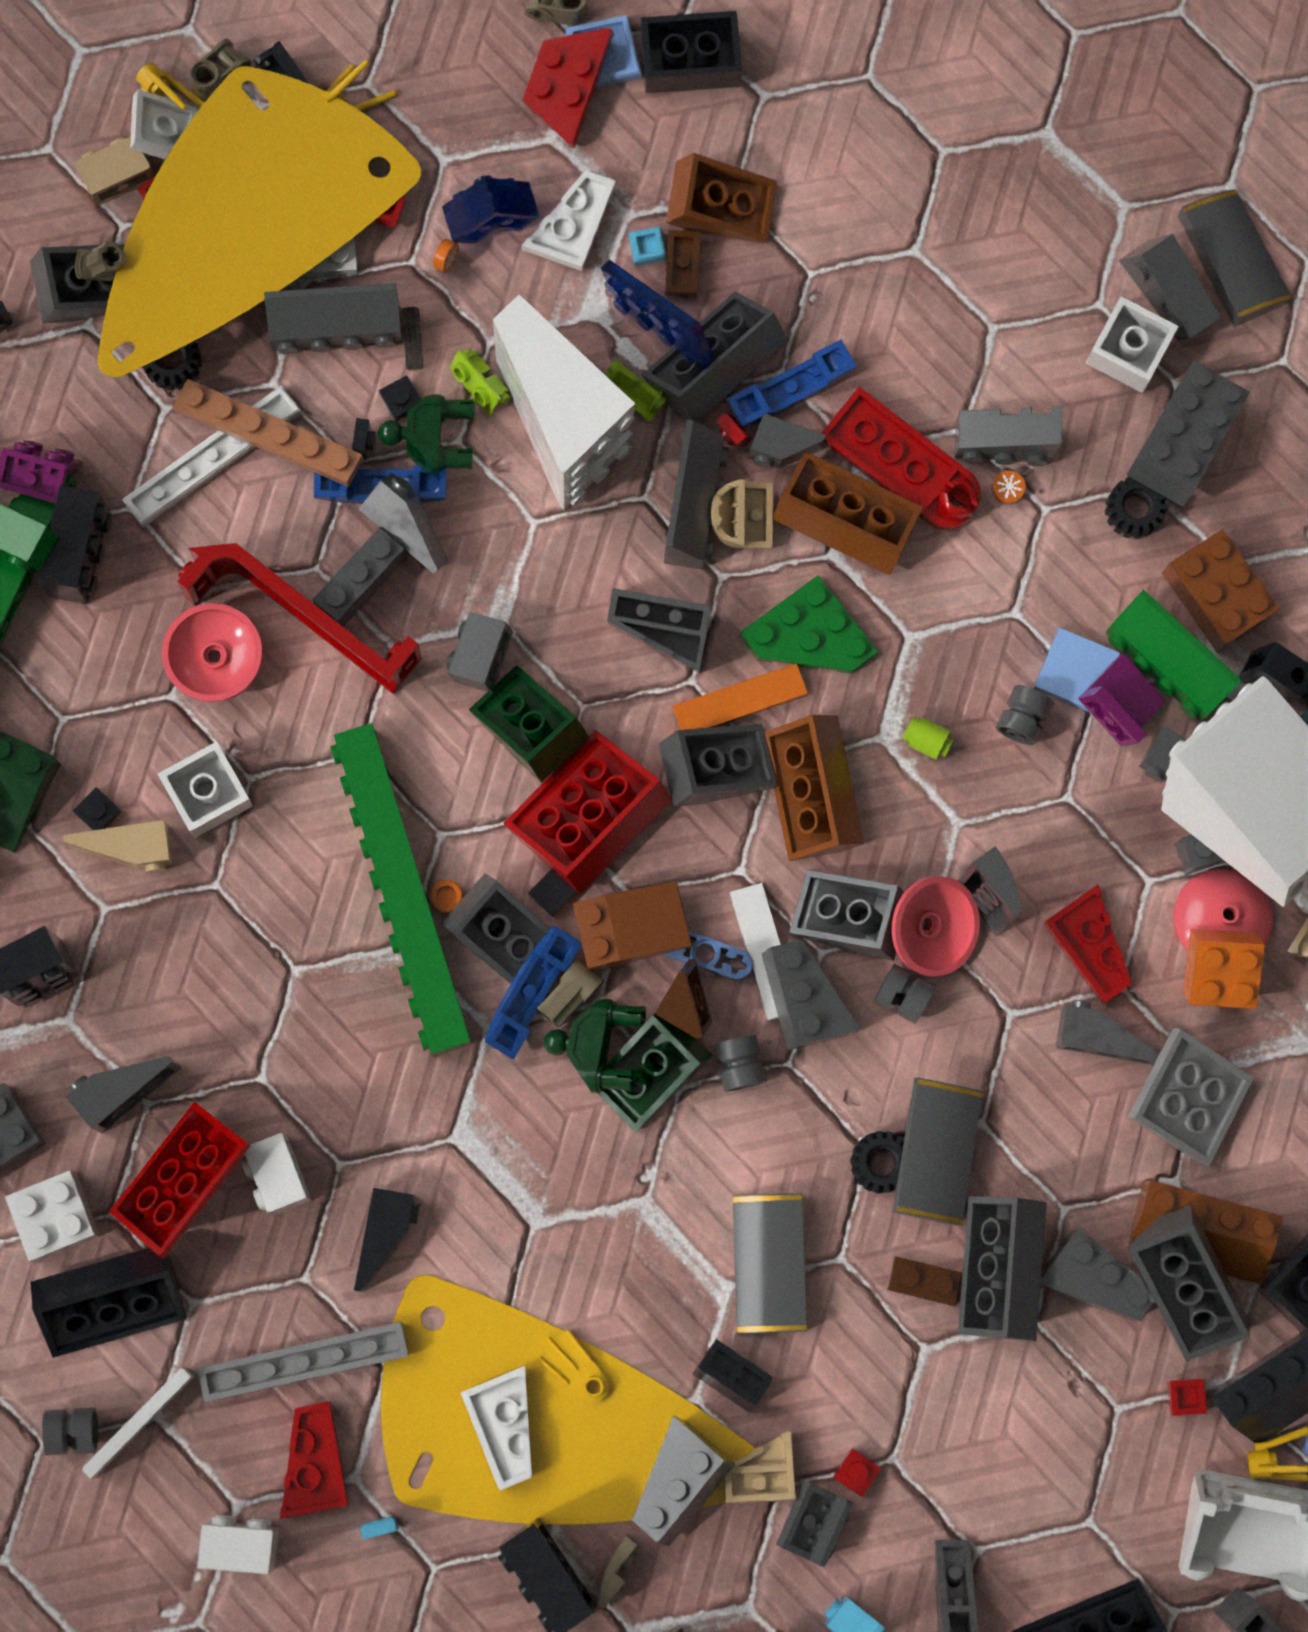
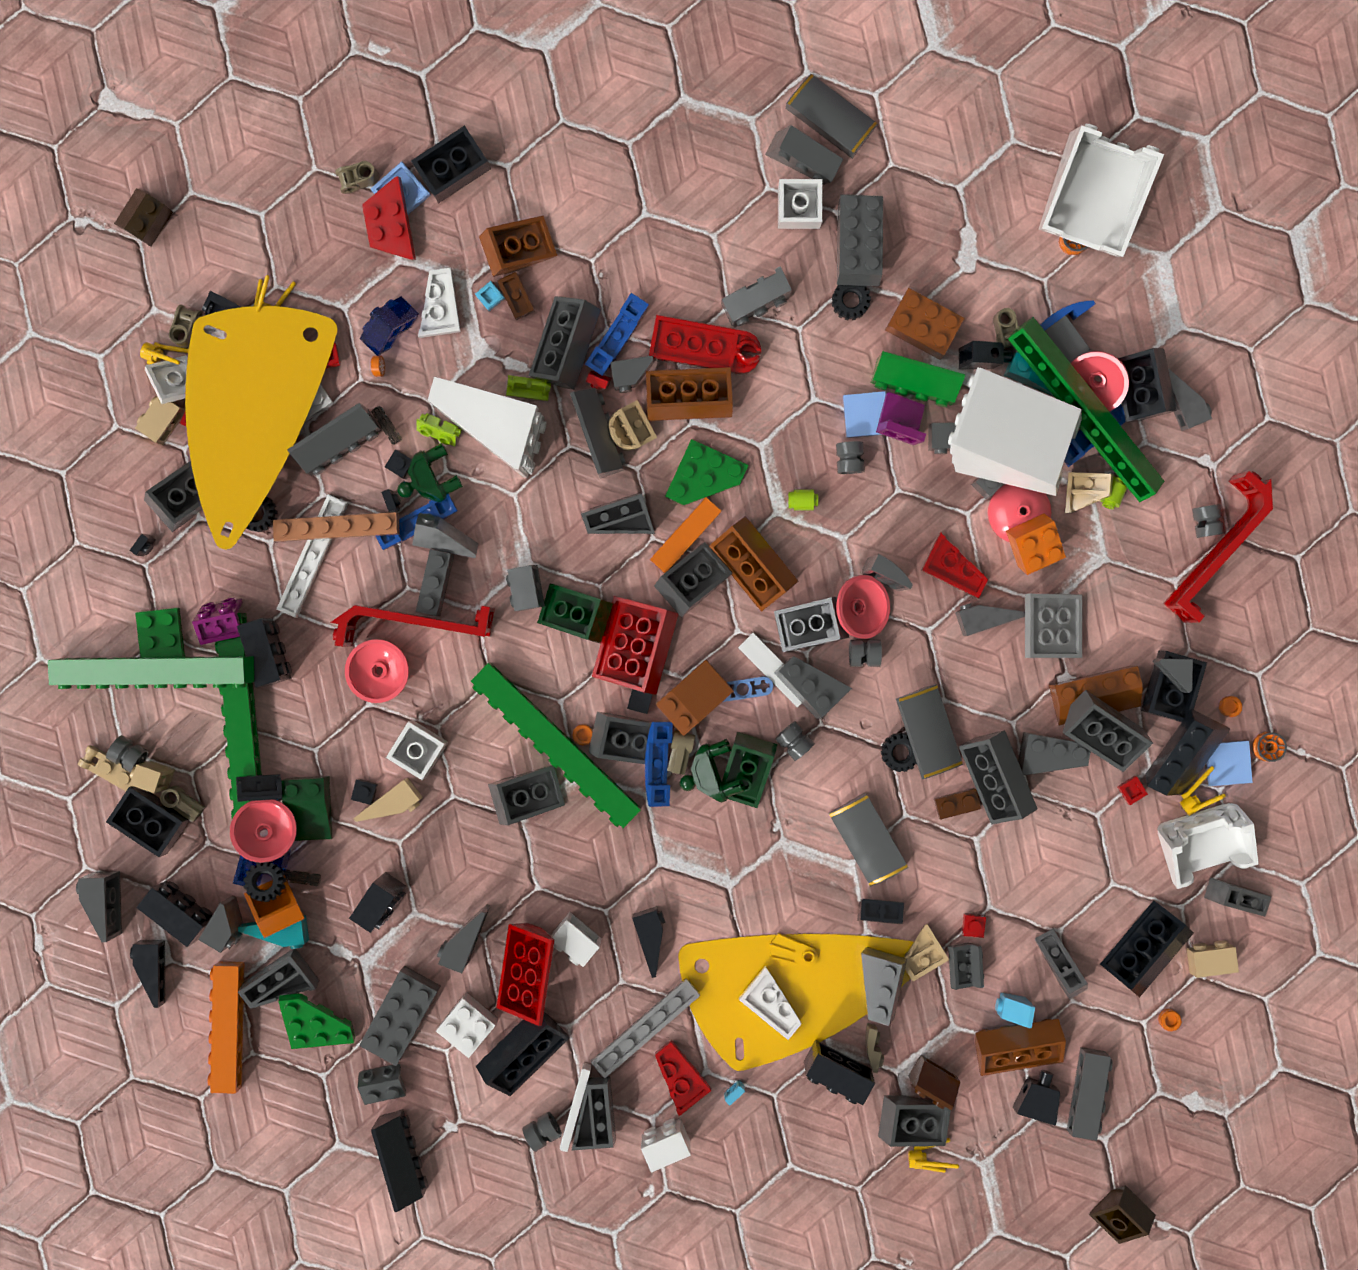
camera: 15 degrees left, 10 degrees up
(99, 262) = (183, 483): dark tan piece -> none
(162, 1450) = (596, 1117): none -> dark grey wedge
(321, 936) = (526, 795): none -> dark grey slope
(657, 314) = (516, 337): clear blue plate -> none
(686, 1002) = (748, 725): reddish brown slope -> none
(1008, 487) = (772, 327): orange tile -> none

